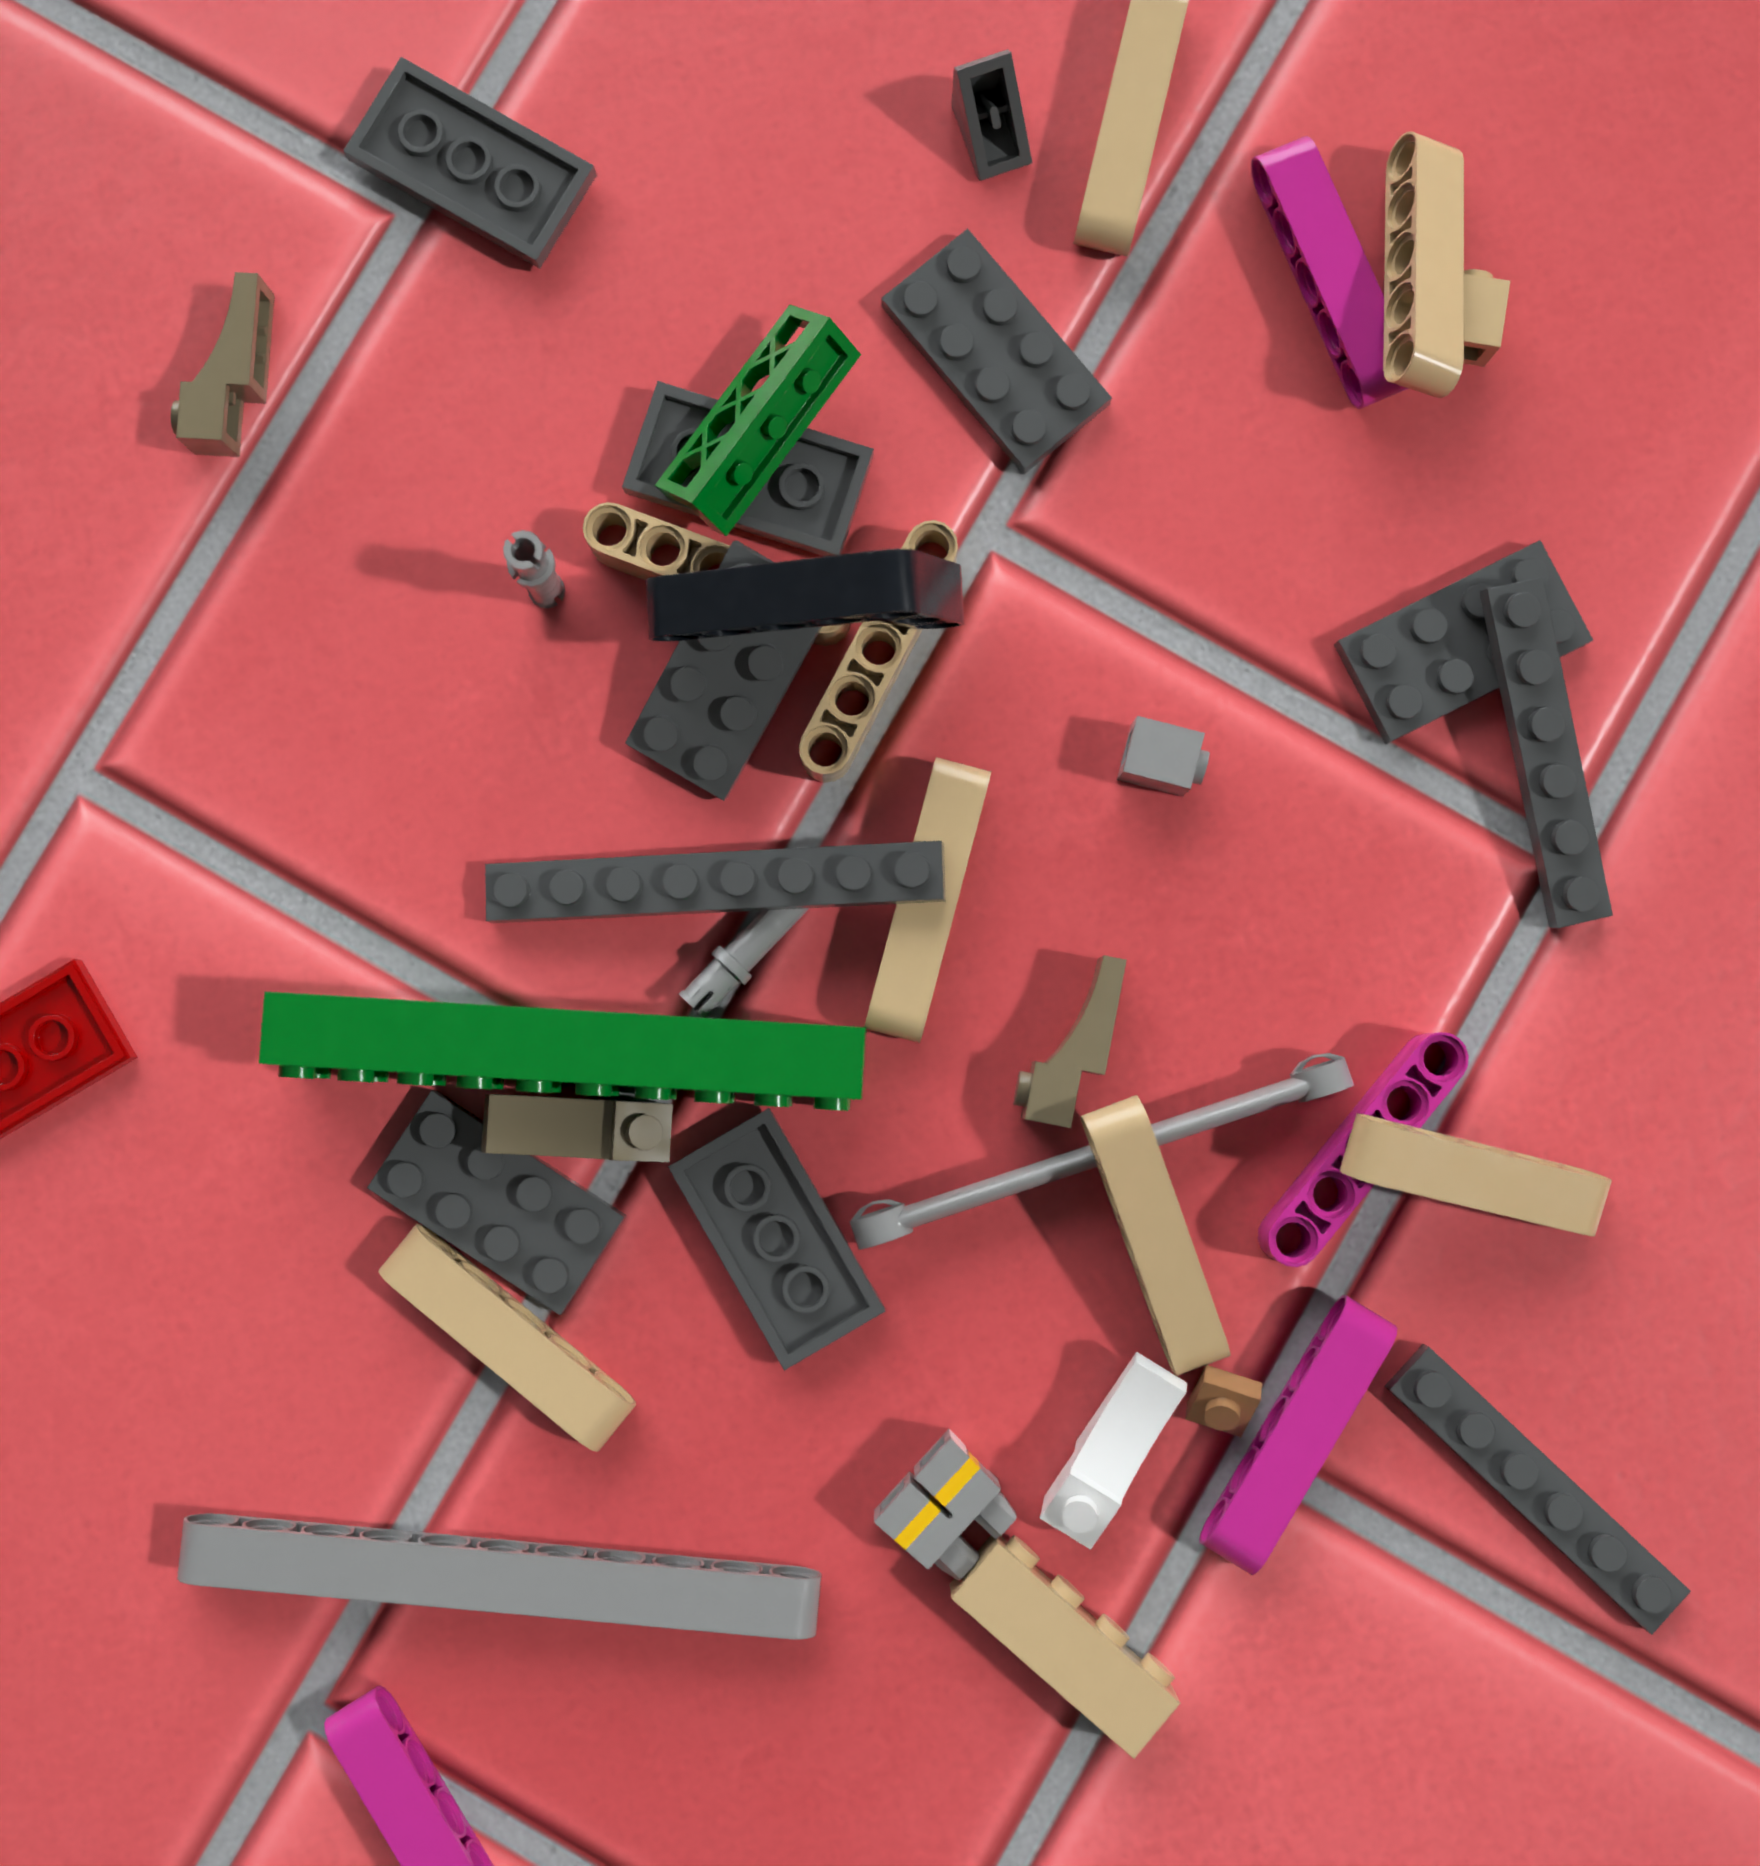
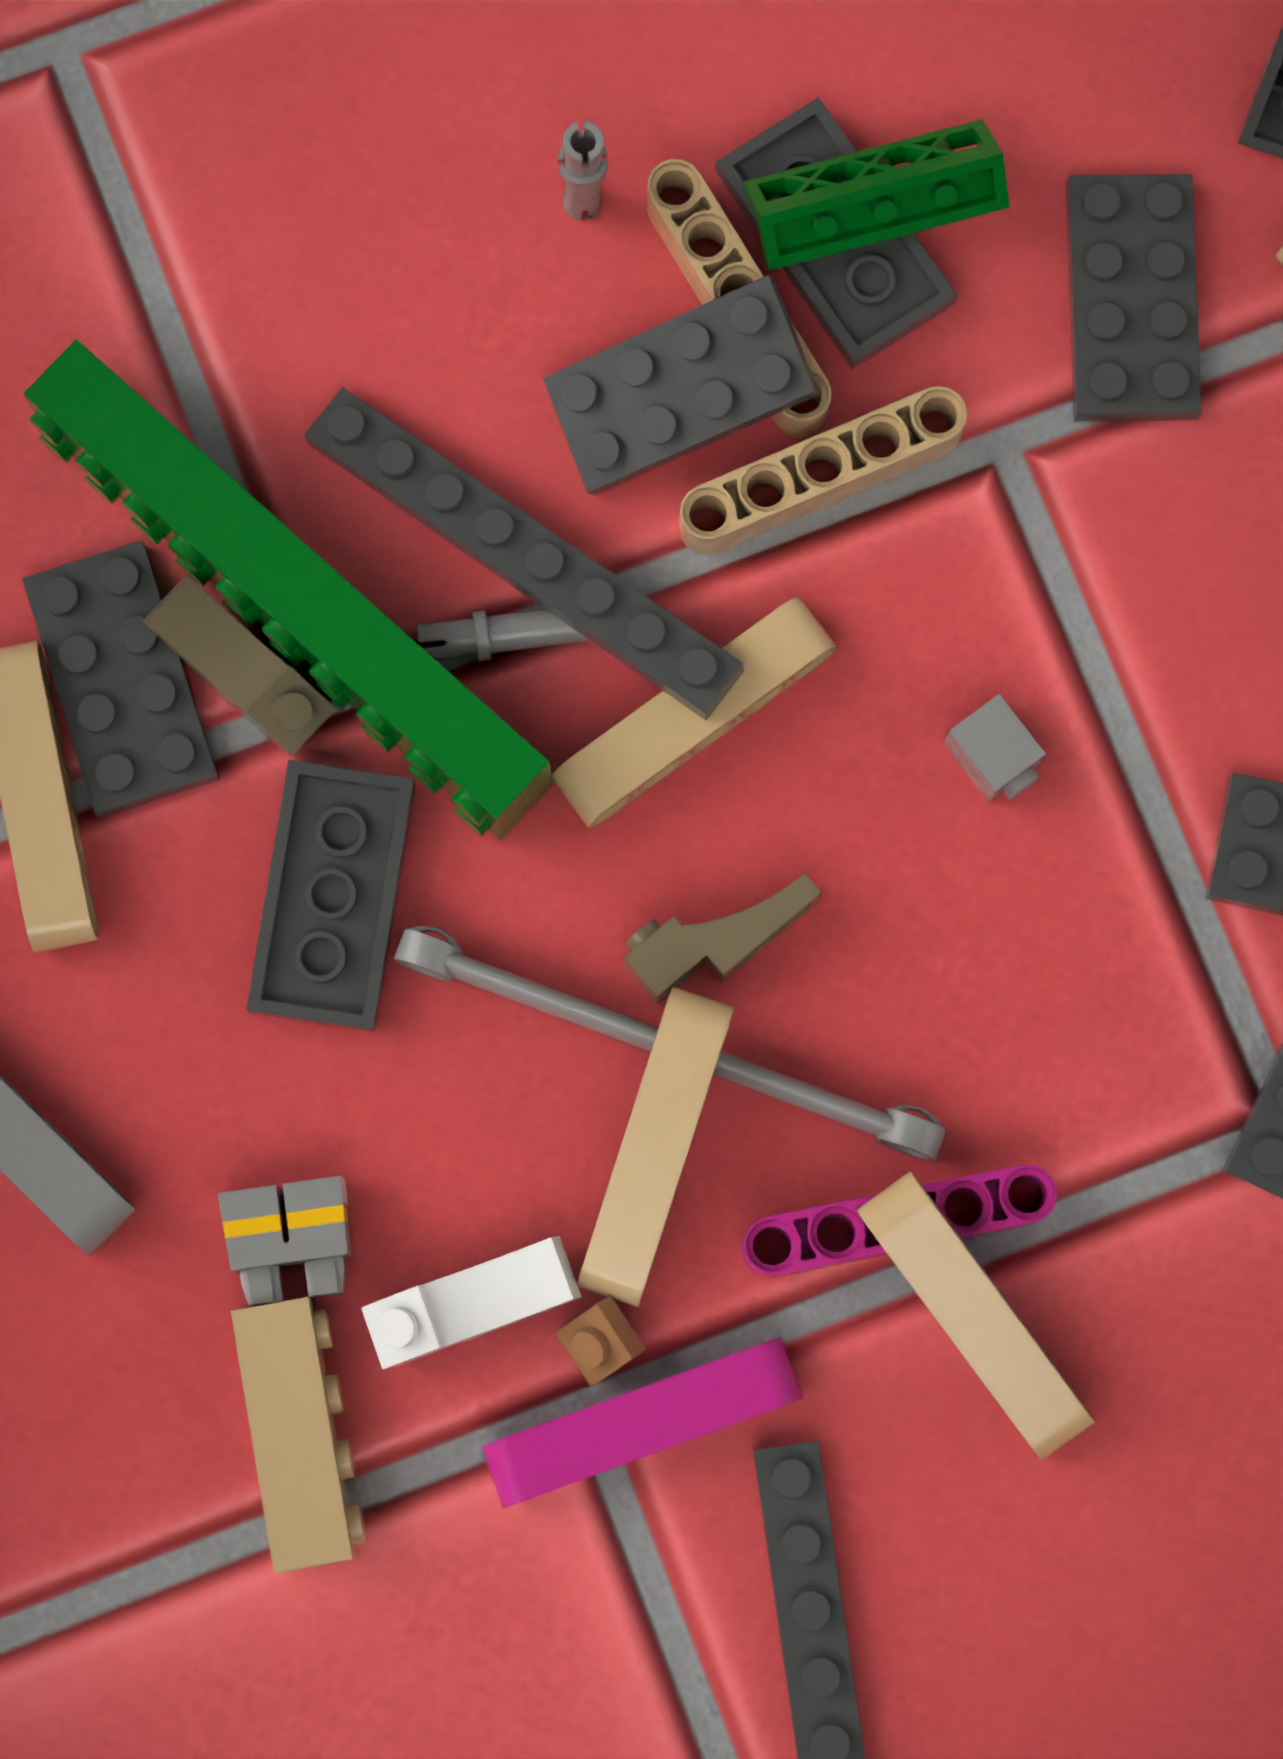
camera: 35 degrees right, 5 degrees down
(806, 593) = (798, 365): black beam -> none

